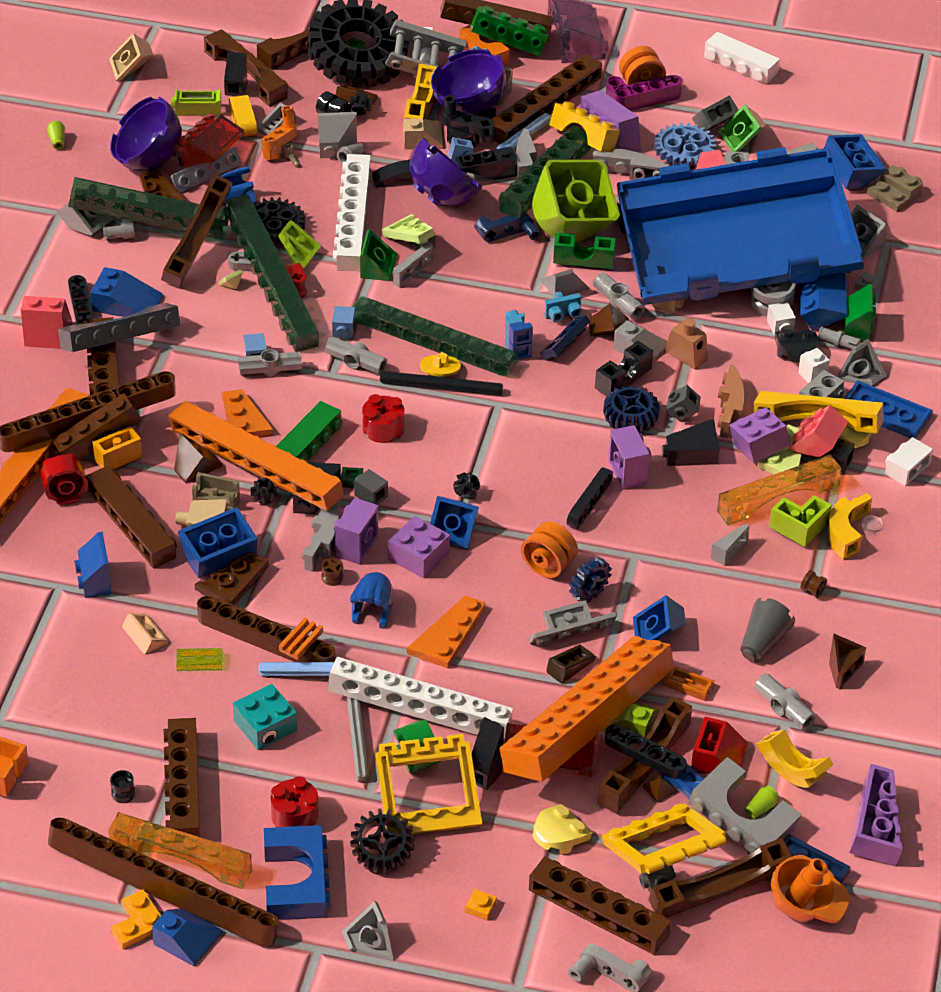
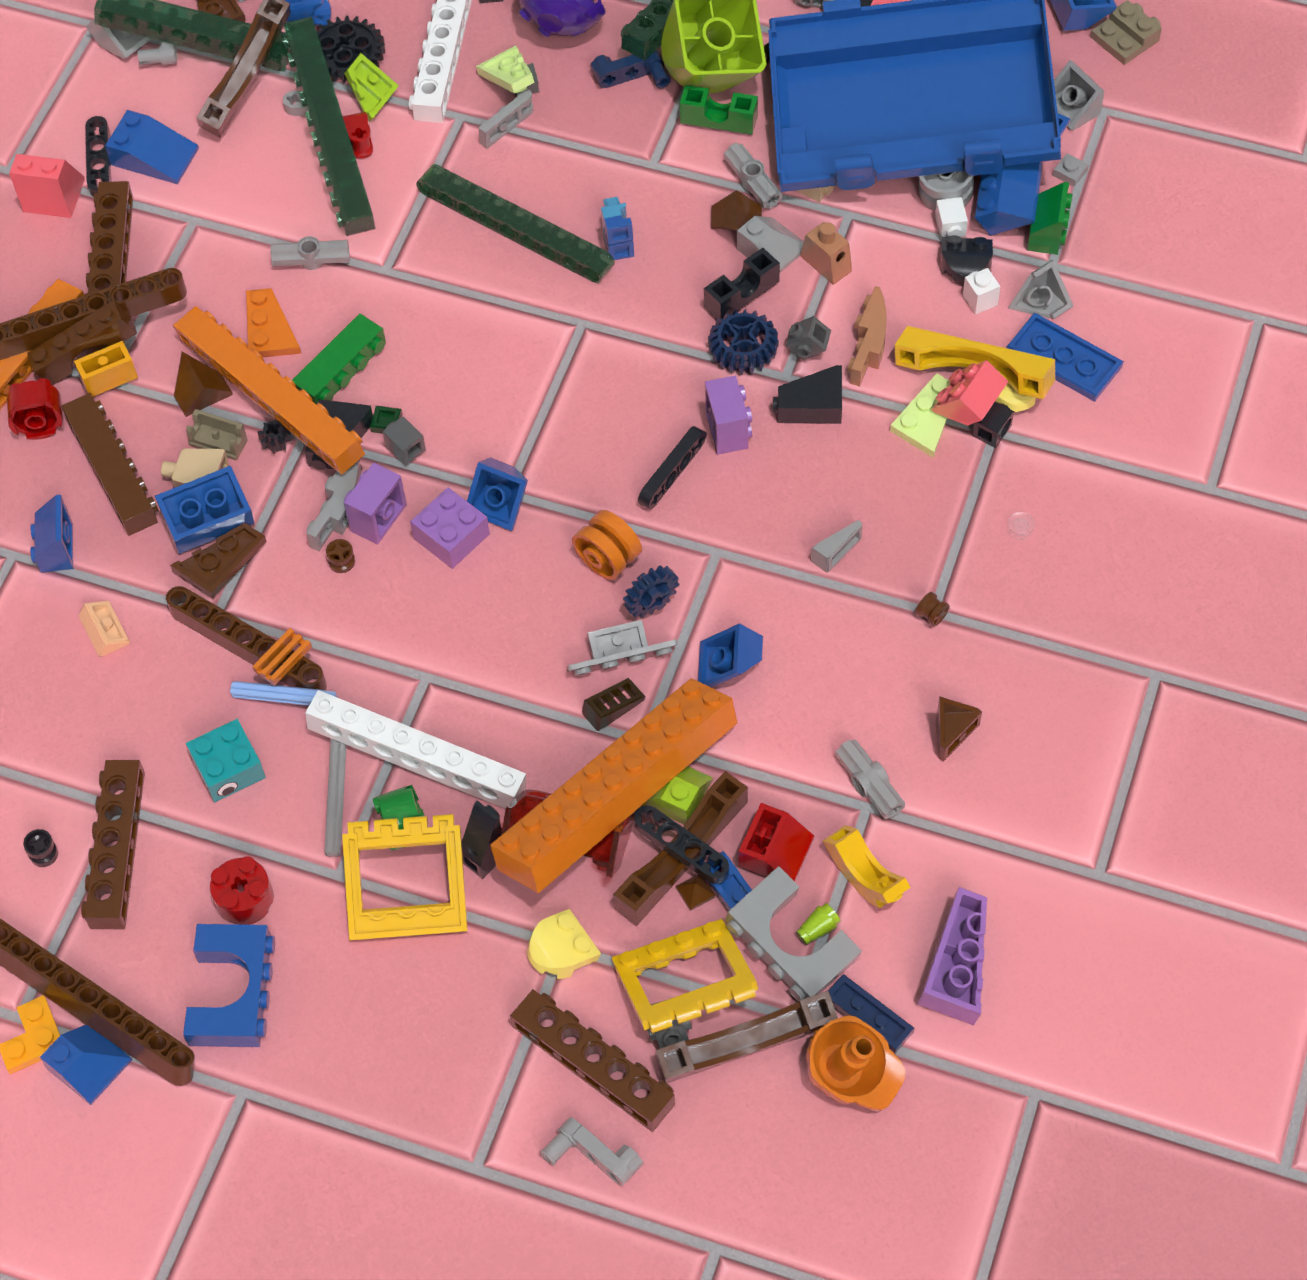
camera: 10 degrees right, 15 degrees up
(95, 334) = (93, 209): dark grey arch -> none
(205, 659) = (161, 674): clear neon green tile -> none
(221, 861) = (56, 925): clear yellow arch -> none
(232, 280) = (283, 131): slope -> none
(254, 344) = (294, 227): medium blue brick -> none
(343, 322) = (408, 198): medium blue brick -> none
(355, 355) = (416, 246): light grey piece -> none
(369, 933) = (304, 1080): light grey slope -> none
(373, 589) = (383, 593): blue hair -> none
(376, 258) = (462, 108): green slope -> none
(383, 418) = (434, 340): red brick -> none
(383, 861) = (339, 937): black gear -> none
(440, 365) = (518, 265): yellow piece -> none
(441, 383) = (516, 290): black axle -> none
(446, 636) = (467, 654): orange wing -> none
(466, 485) = (522, 442): black gear -> none
(480, 904) = (449, 1045): light orange plate -> none
(562, 306) = (680, 187): dark azure hips -> none
(565, 282) = (687, 155): light grey slope -> none
(565, 338) = (677, 233): dark blue plate -> none
(686, 685) = (751, 751): orange tile -> none
(744, 500) = (953, 453): clear yellow arch -> none
(760, 435) = (896, 391): medium lavender brick -> none
(765, 627) = (859, 674): dark grey cone -> none
(799, 522) = (929, 521): lime brick -> none
(824, 385) = (988, 325): light grey brick -> none
(838, 338) = (1020, 250): light grey pin -> none
(840, 534) = (977, 539): yellow arch -> none
(908, 461) = (1080, 436): white brick -> none

